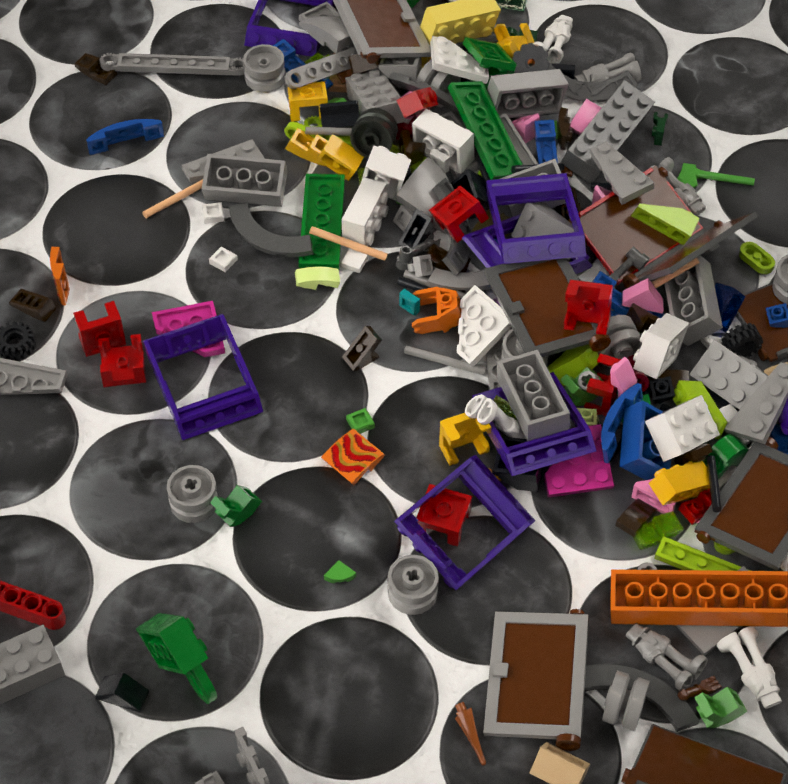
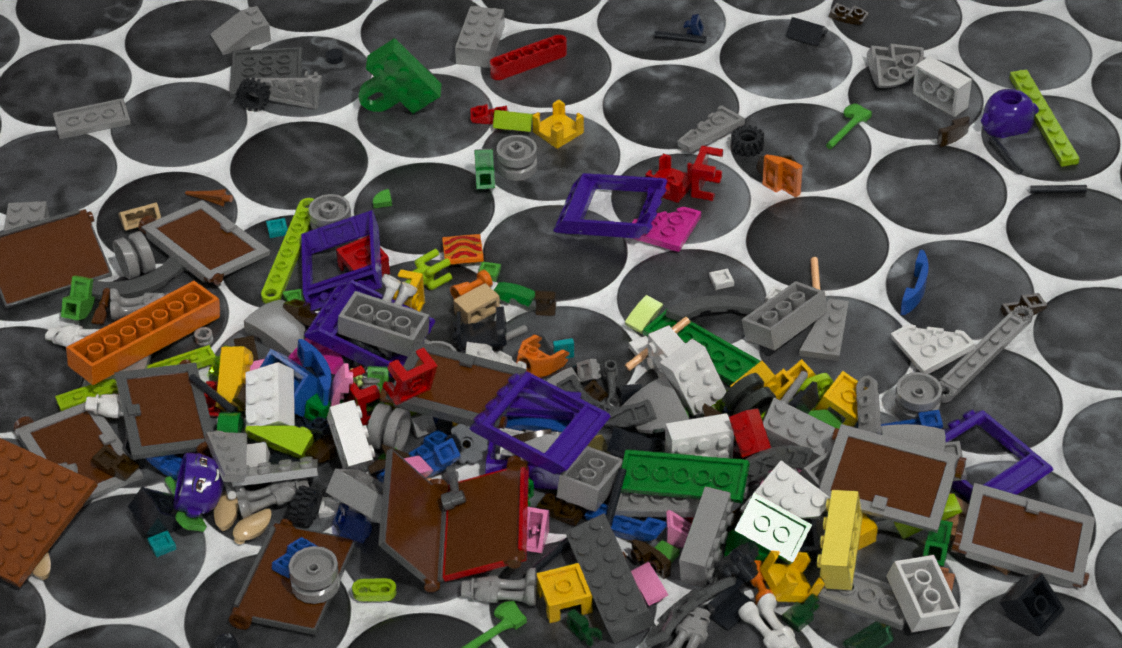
camera: 130 degrees right, 10 degrees down
(110, 500) = (558, 128): none -> yellow panel
(134, 574) = (483, 115): none -> red slope
(136, 539) = (512, 121): none -> lime slope
(195, 91) = (932, 346): none -> white plate
(375, 378) = (520, 293): none -> green slope
(405, 415) = (463, 288): none -> orange piece
(415, 394) = (477, 304): none -> tan brick
(417, 454) = (428, 272): none -> lime plant
(443, 366) = (490, 332): none -> black panel
(455, 210) = (608, 394): red panel -> none
(458, 633) = (277, 227): none -> teal tile
(476, 597) = (288, 254): none -> lime plate
(530, 543) = (293, 294): none -> bright green tile
(546, 513) = (300, 310): none -> dark brown slope
(577, 524) = (275, 327): none -> light grey brick
(623, 176) = (533, 518): light grey wing -> none
(645, 147) = (564, 589): none -> yellow panel
(670, 221) = (462, 536): lime slope -> none

